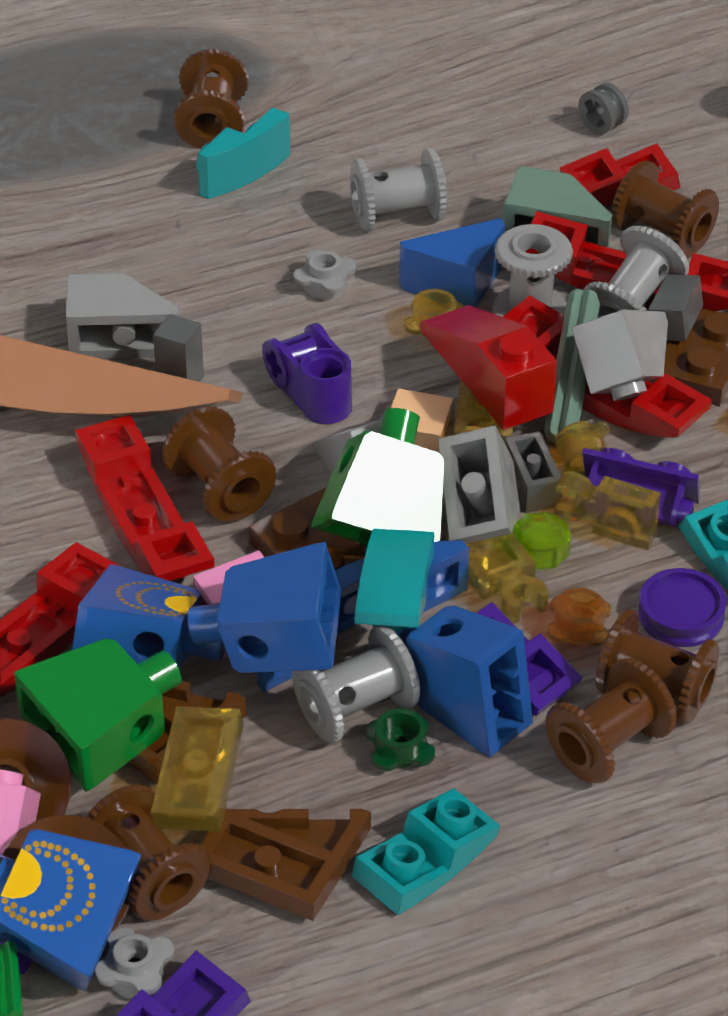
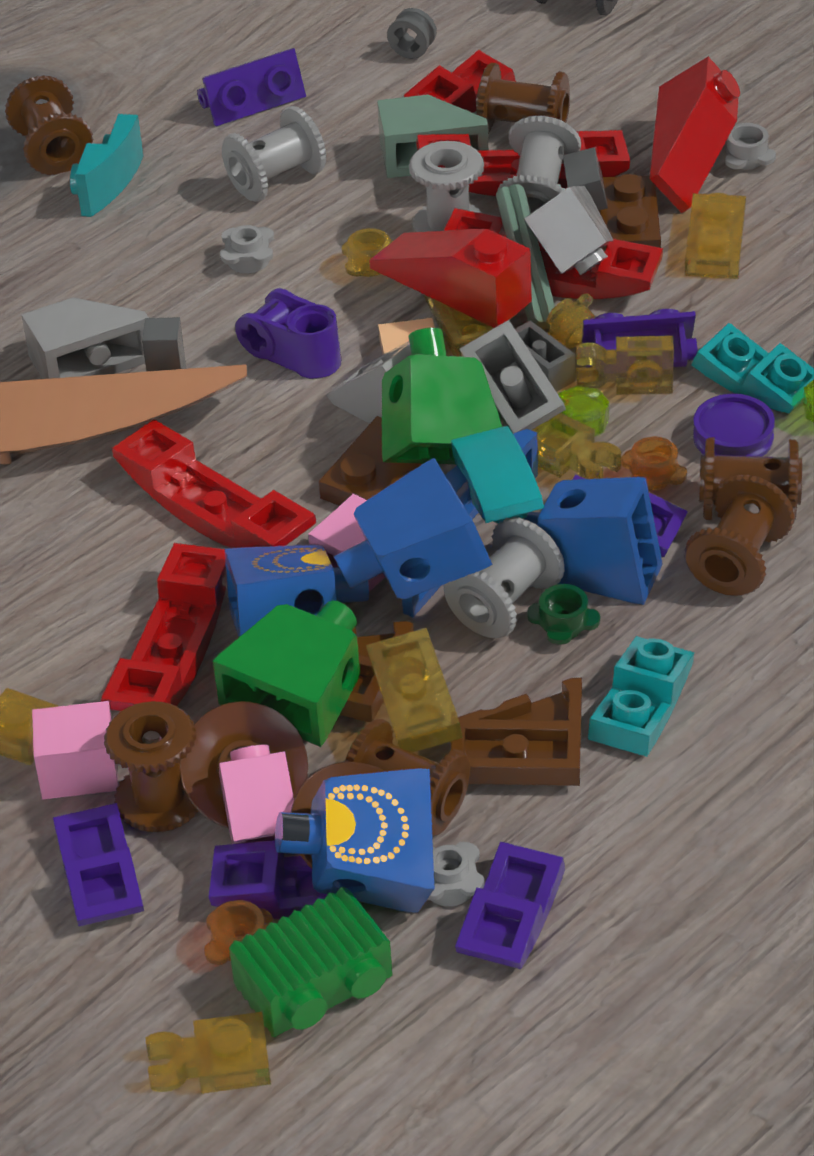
camera: 20 degrees left, 0 degrees up
(234, 480) = (285, 445): reddish brown hose -> none
(422, 117) = (252, 87): none -> dark purple hinge
(453, 261) = (359, 201): blue slope -> none

